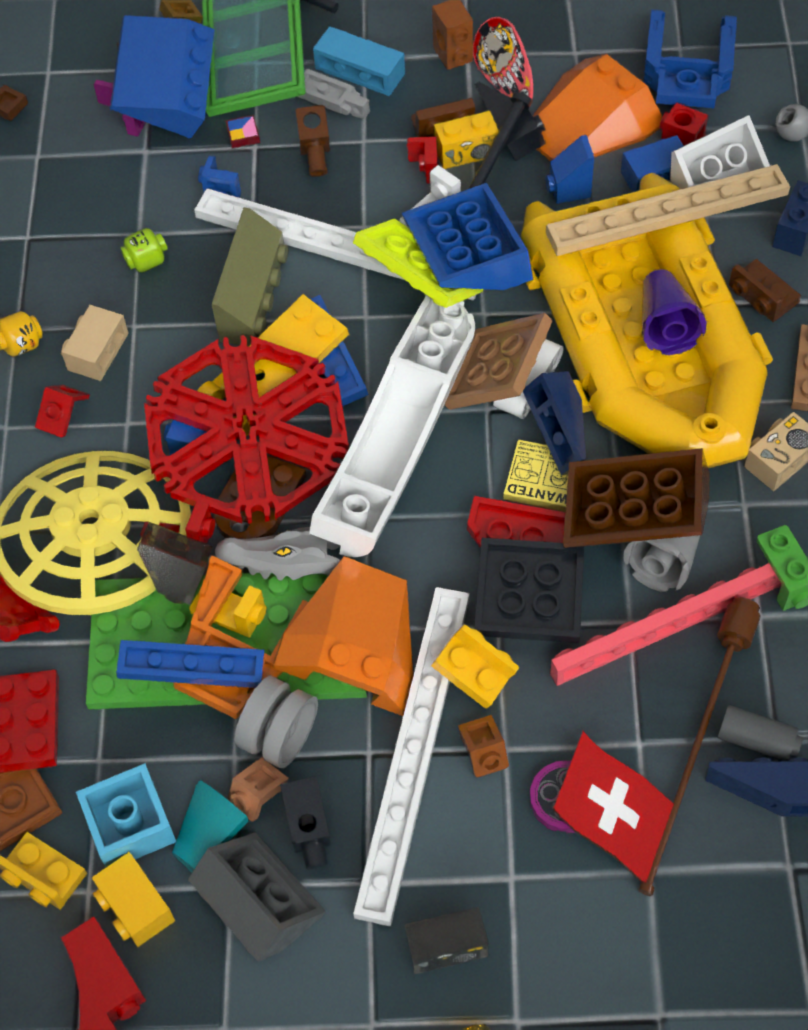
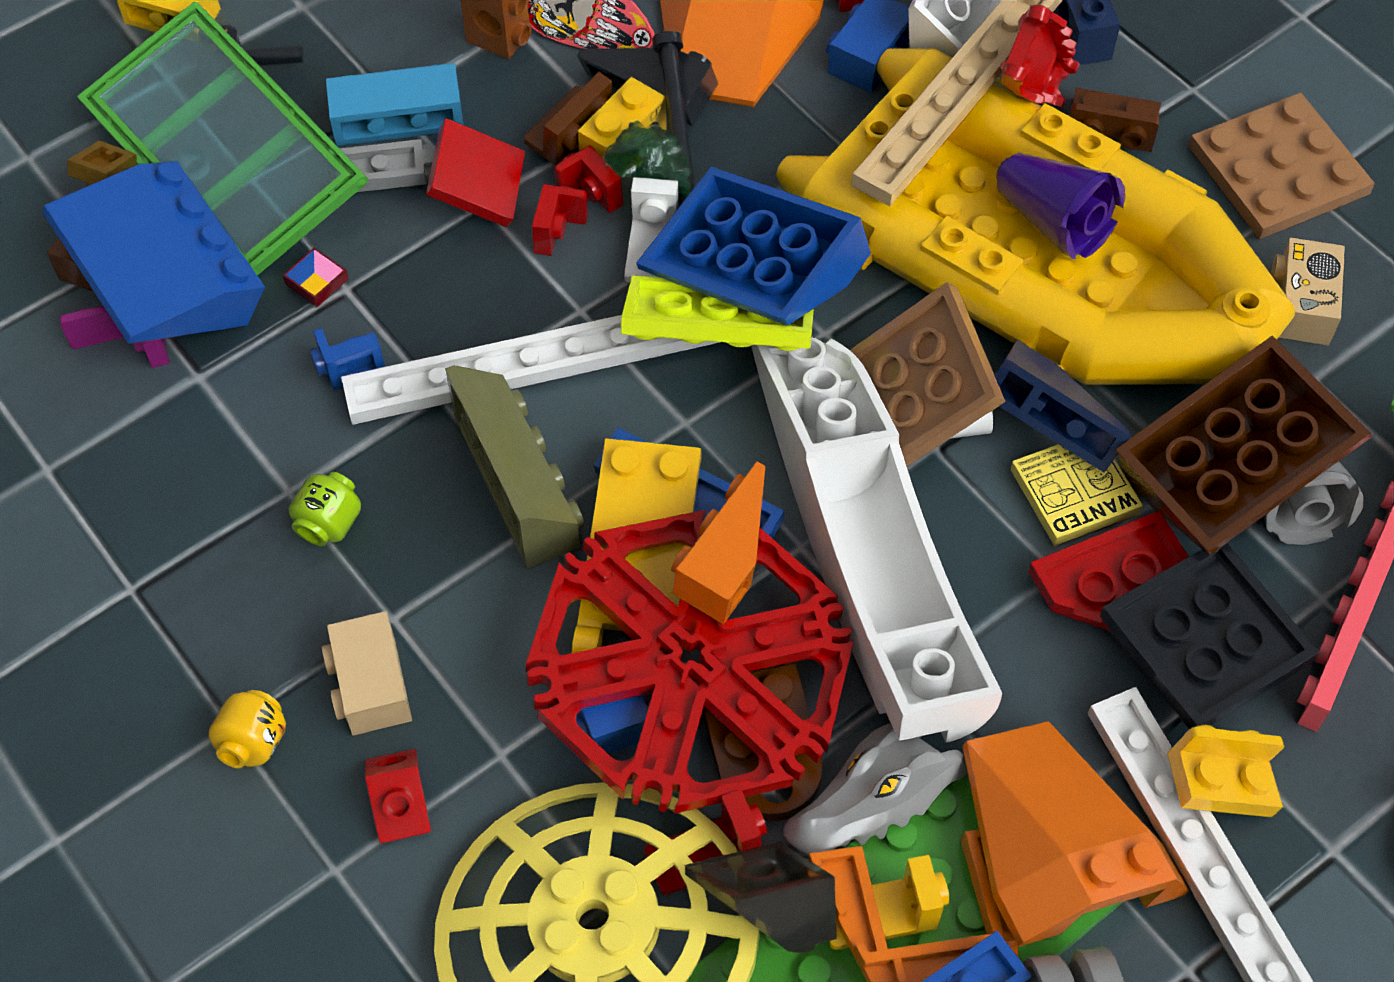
camera: 40 degrees left, 0 degrees up
(301, 384) = (723, 560): none -> orange slope
(314, 141) = (435, 234): reddish brown bracket -> none
(366, 120) = (475, 173): none -> red tile
(387, 164) = (554, 209): none -> red bracket
(459, 157) = (649, 154): none -> clear green hair
(484, 745) = (1317, 861): dark orange bracket -> none
(572, 172) = (791, 98): blue slope -> none
(725, 224) = (1040, 57): none -> red animal

